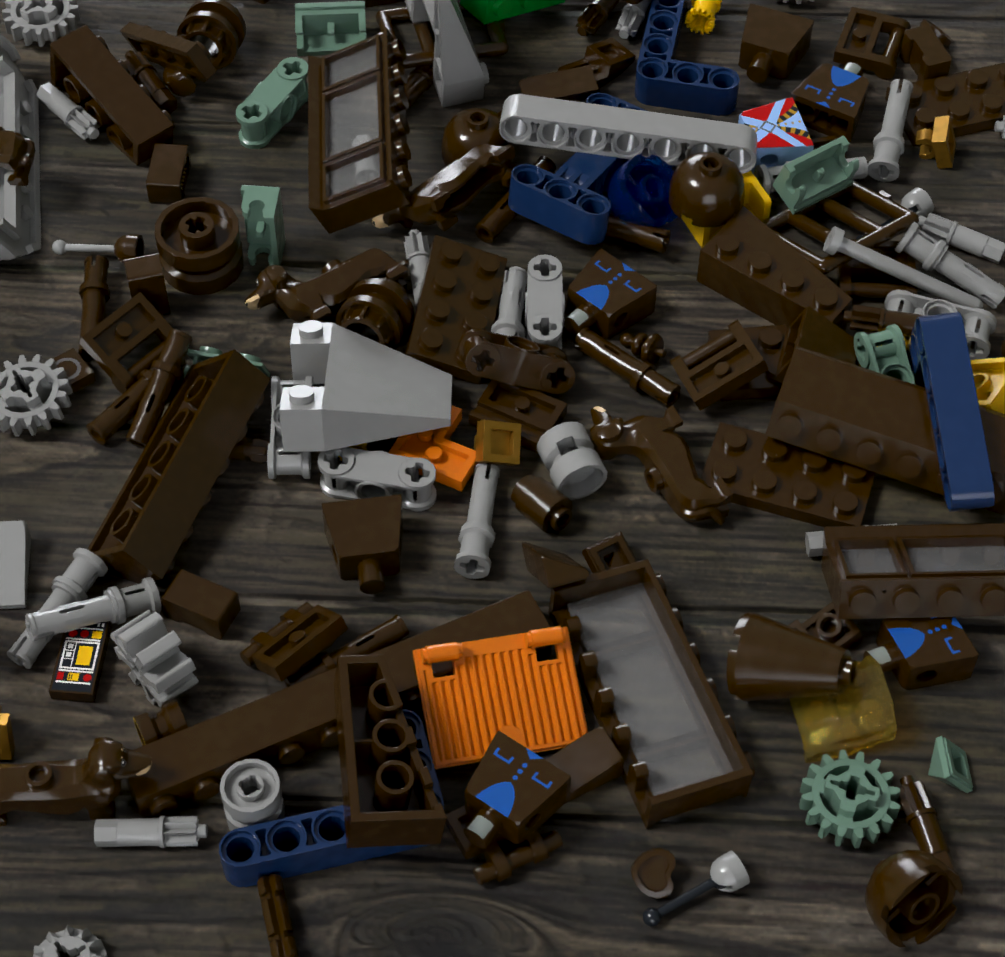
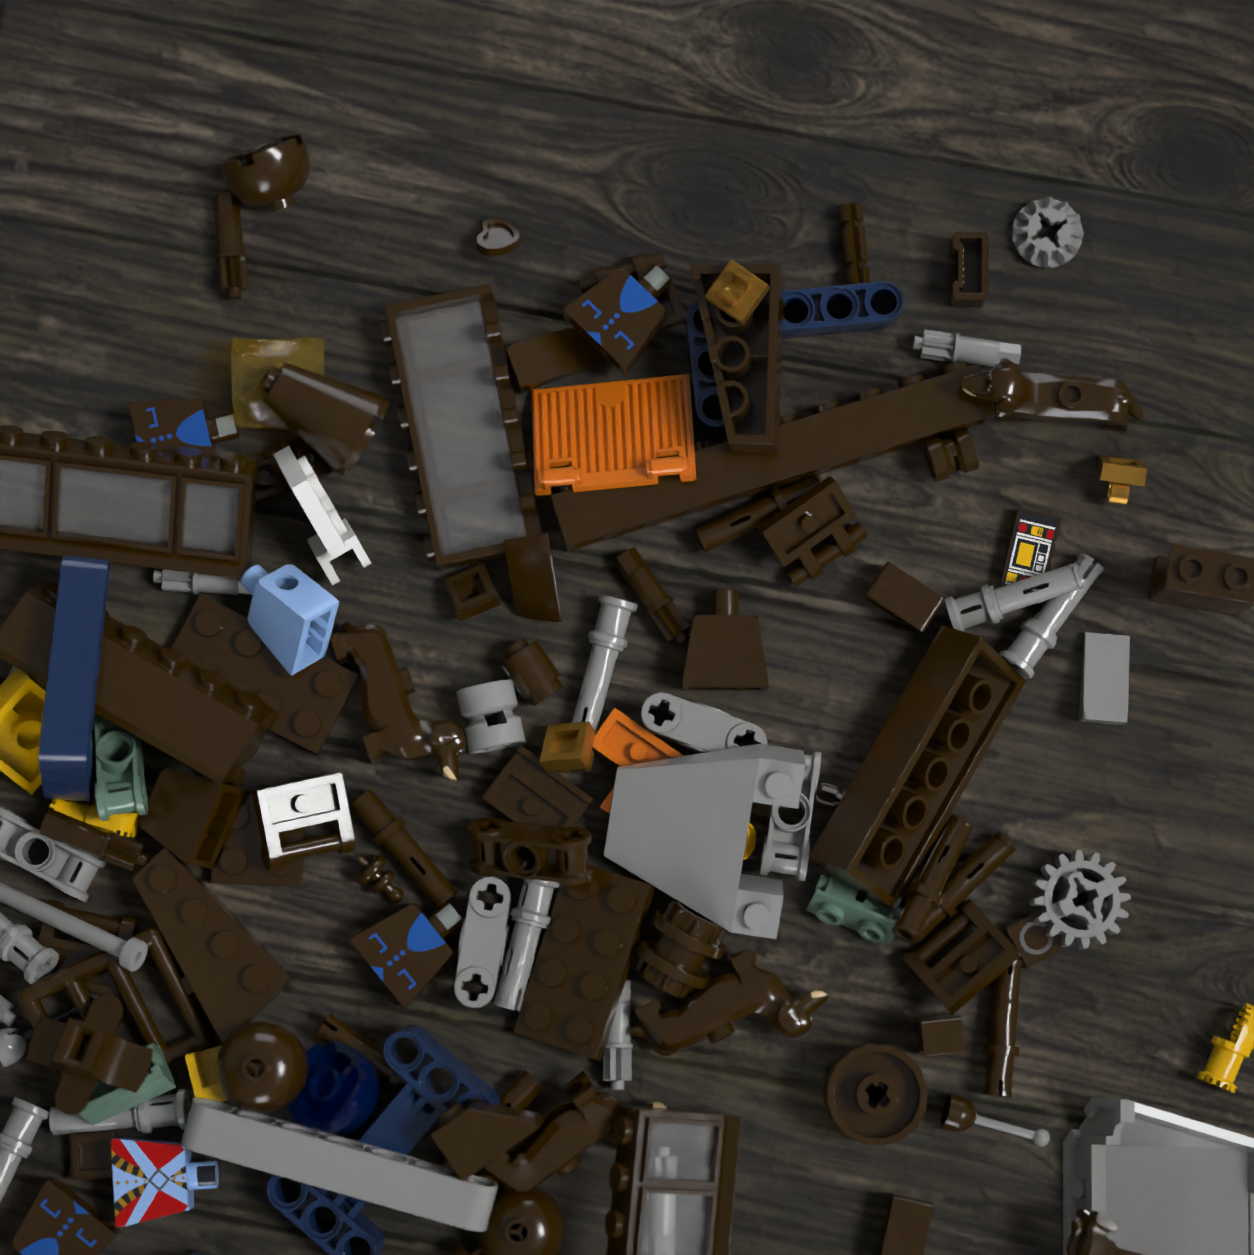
camera: 170 degrees left, 30 degrees up
(149, 906) = (971, 269): none -> dark brown piece
(154, 658) = (954, 521): light grey gear -> none
(251, 794) = (868, 356): light grey wheel -> none
(263, 222) = (797, 1110): sand green hinge -> none
(392, 785) = (737, 292): none -> pearl gold tile
(442, 580) = (652, 596): none -> dark brown piece
(515, 150) = (481, 1133): none -> dark brown slope
(726, 875) = (431, 225): hinge -> none
(760, 489) = (290, 614): none -> light blue torso
(773, 580) = (333, 534): none -> white plate
(849, 176) = (89, 1054): none -> dark brown piece
(865, 816) = (288, 299): sand green gear -> none
(950, 765) = (186, 304): sand green slope -> none

